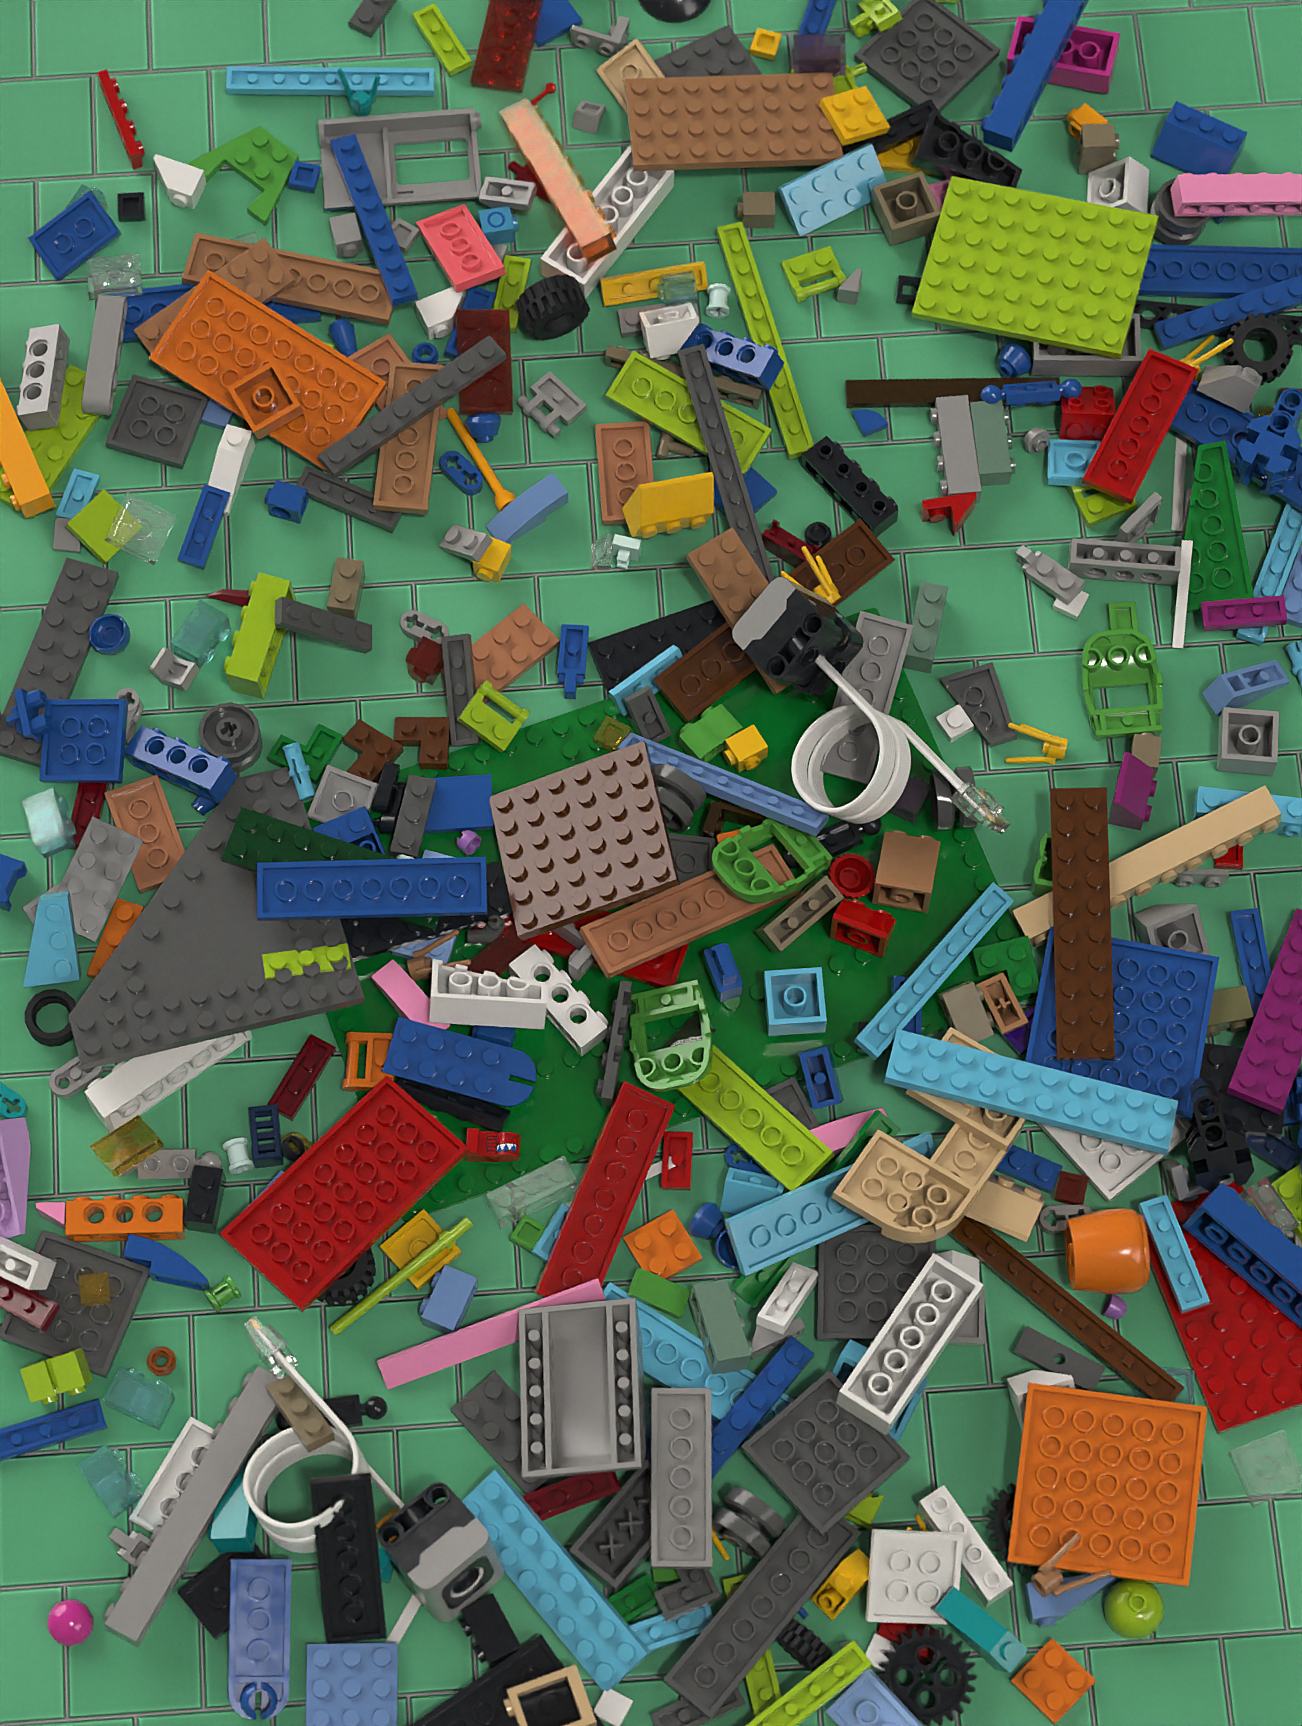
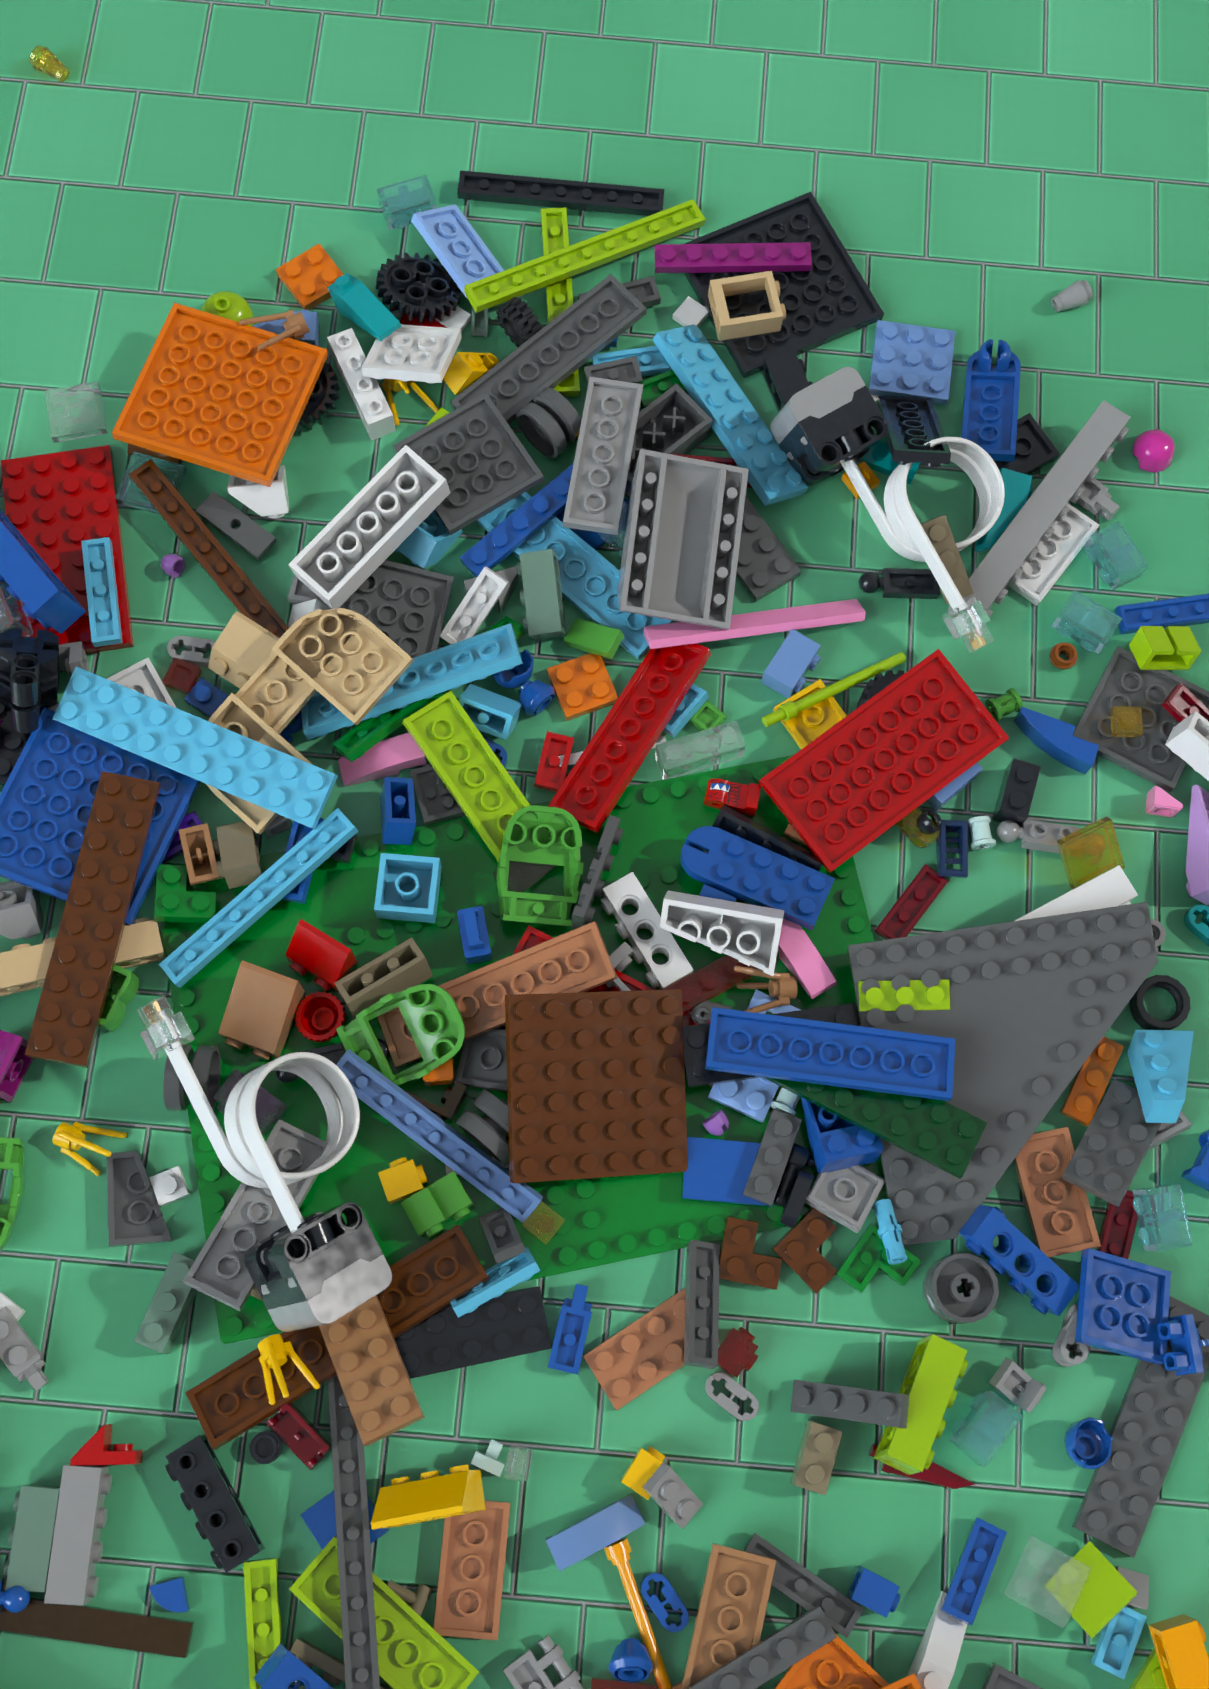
camera: 175 degrees left, 5 degrees up
(110, 1229) = (1136, 785): orange brick -> none
(377, 1051) = (835, 906): orange plate -> none
(487, 722) = (675, 1255): lime plate -> none
(1107, 1252) = (163, 599): orange piece -> none

